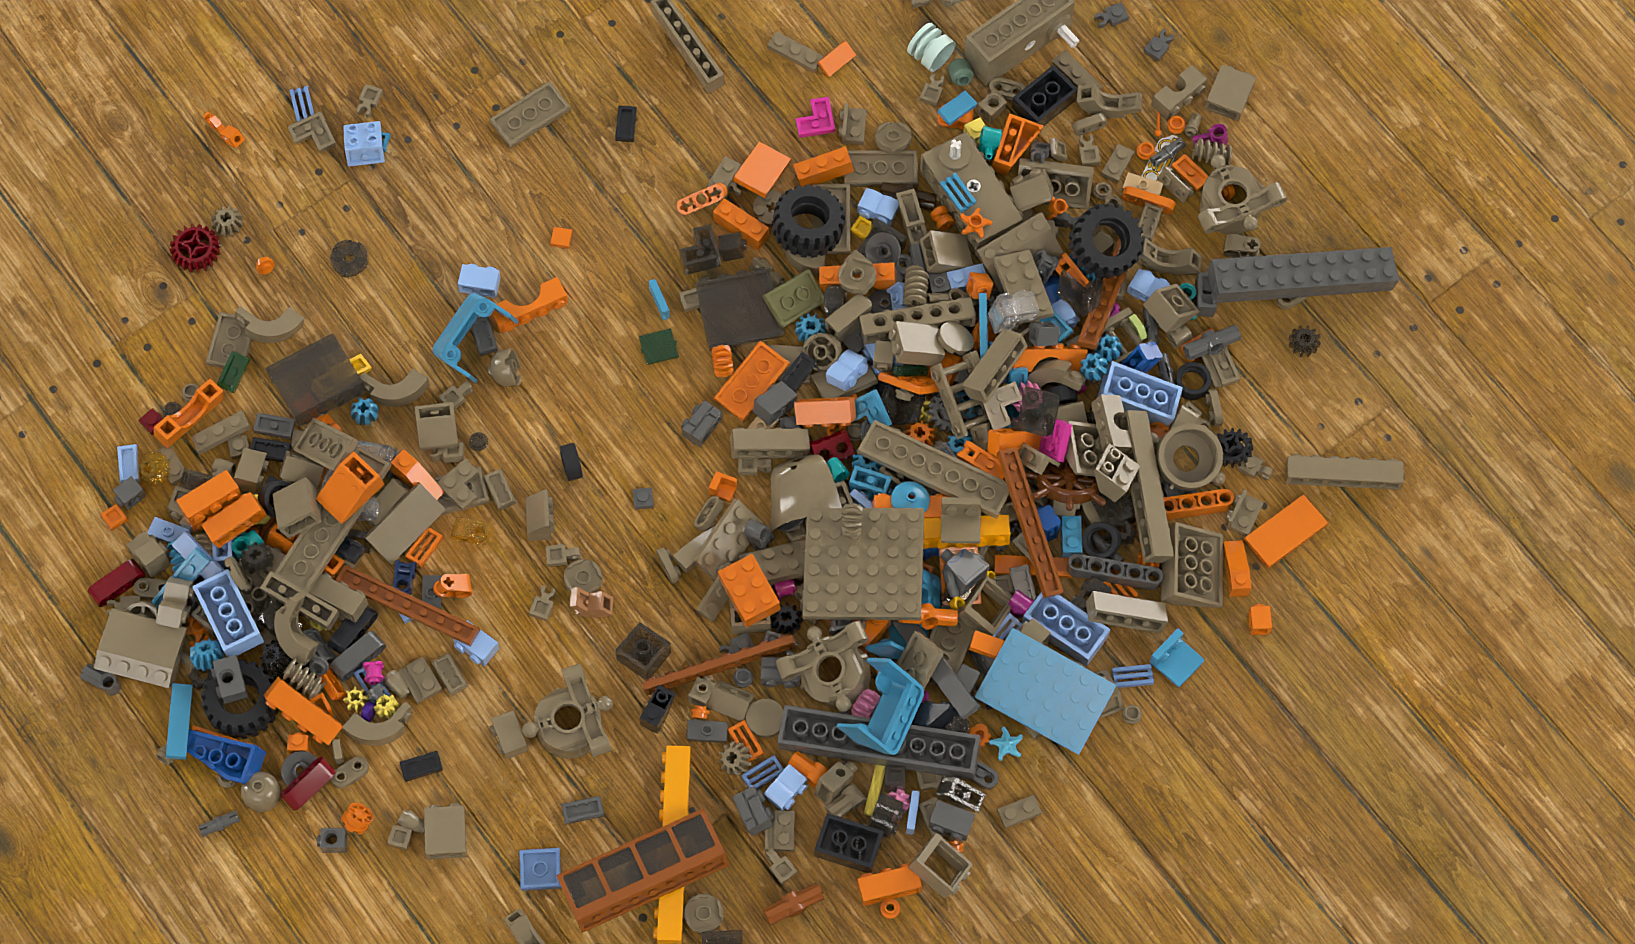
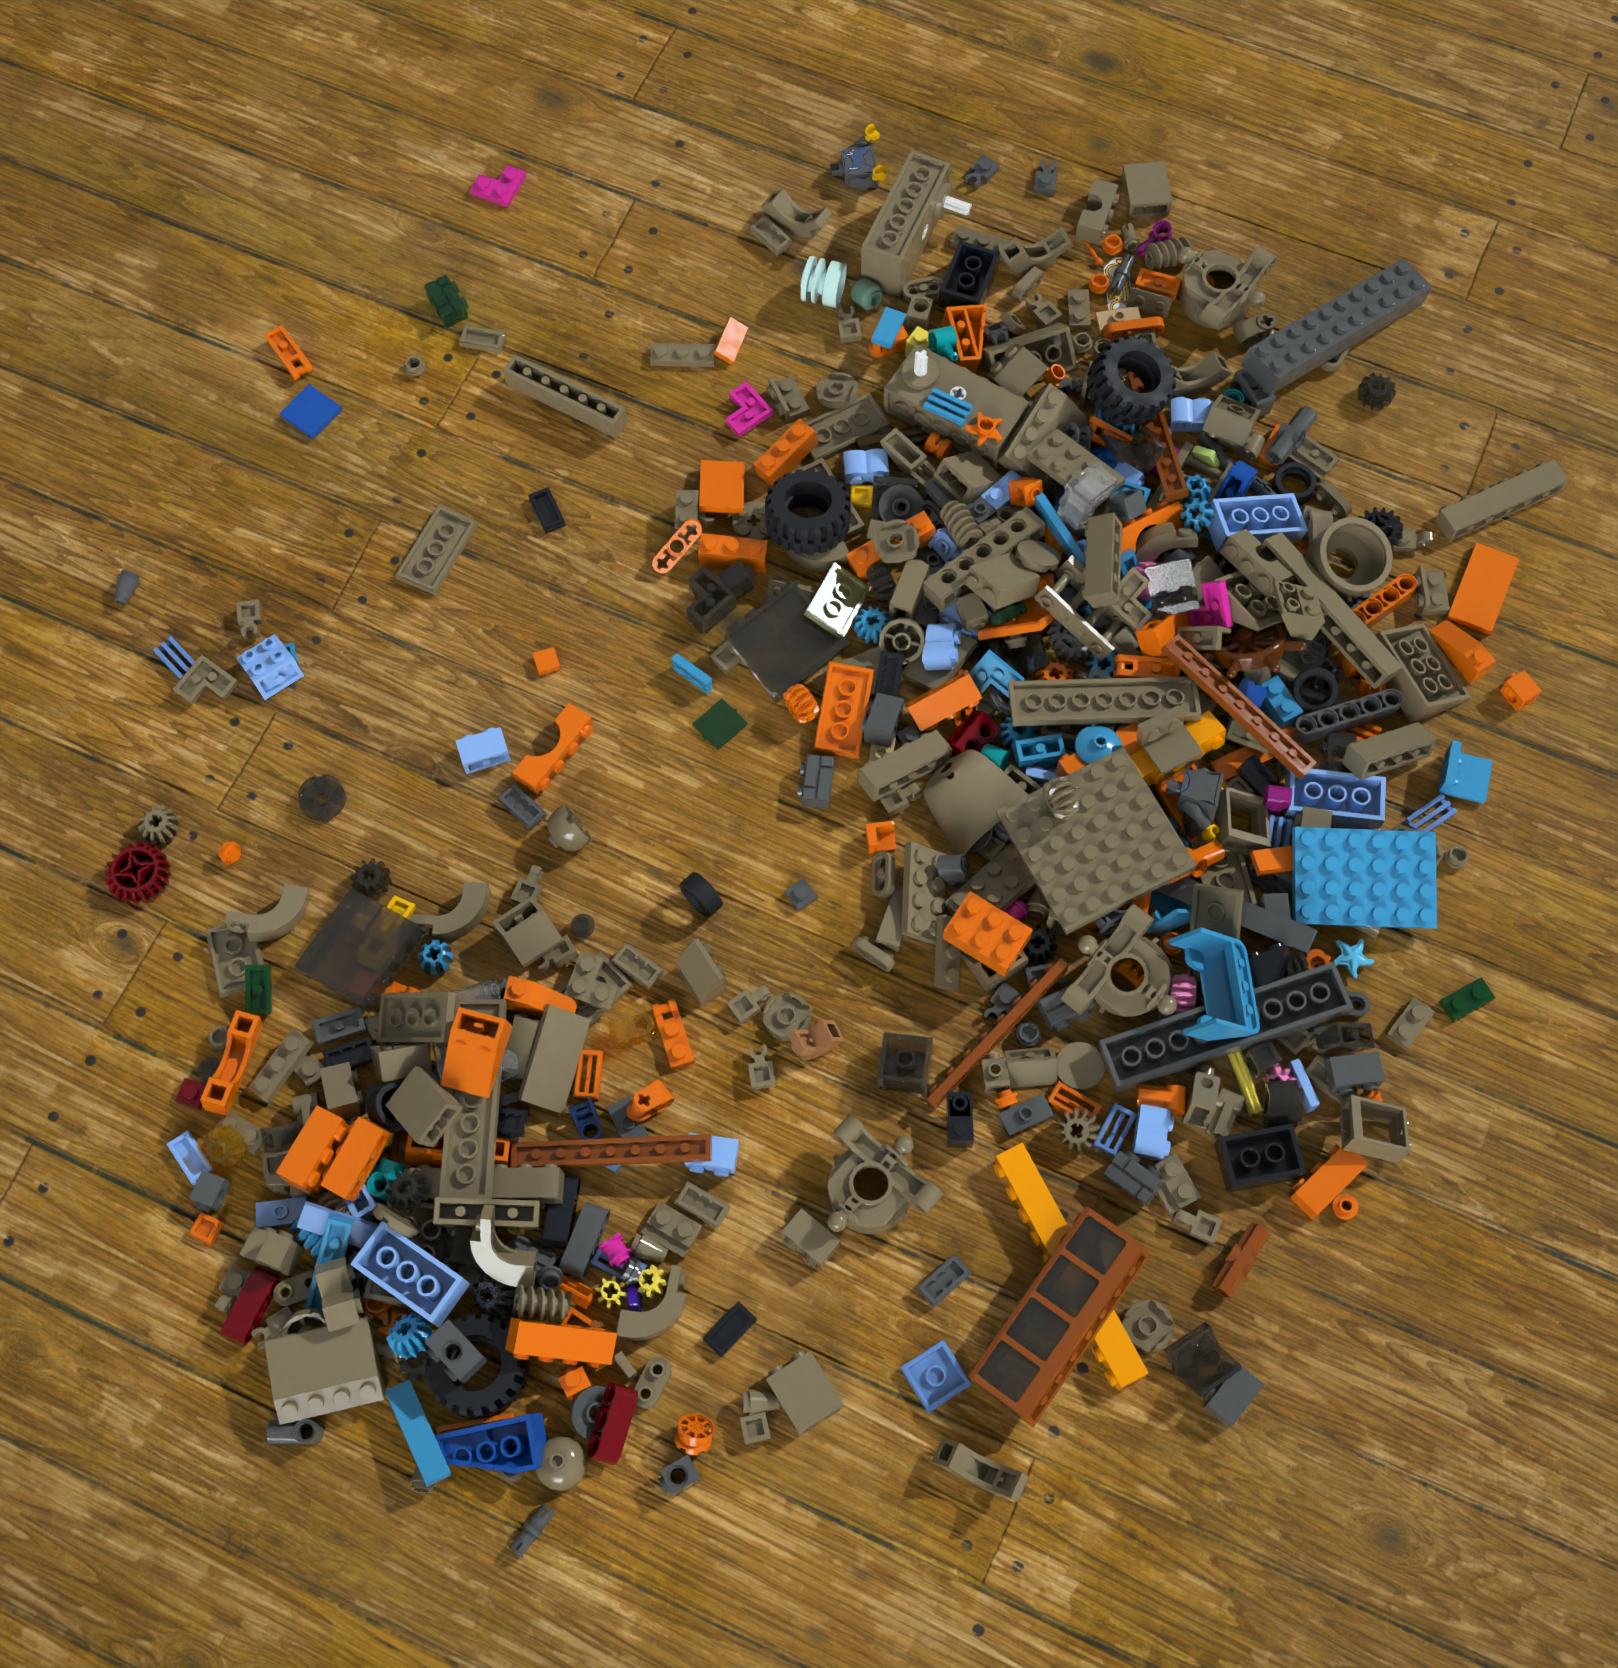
camera: 25 degrees left, 0 degrees up
(109, 564) = (232, 1286): none -> dark tan plate
(229, 134) = (110, 729): orange piece -> none
(294, 33) = (126, 585): none -> dark grey cone
(358, 330) = (371, 870): none -> clear smoke gear
(447, 344) = (486, 838): dark azure windscreen -> none
(497, 549) = (673, 1035): none -> orange plate
(1071, 817) = (1467, 999): none -> dark green plate

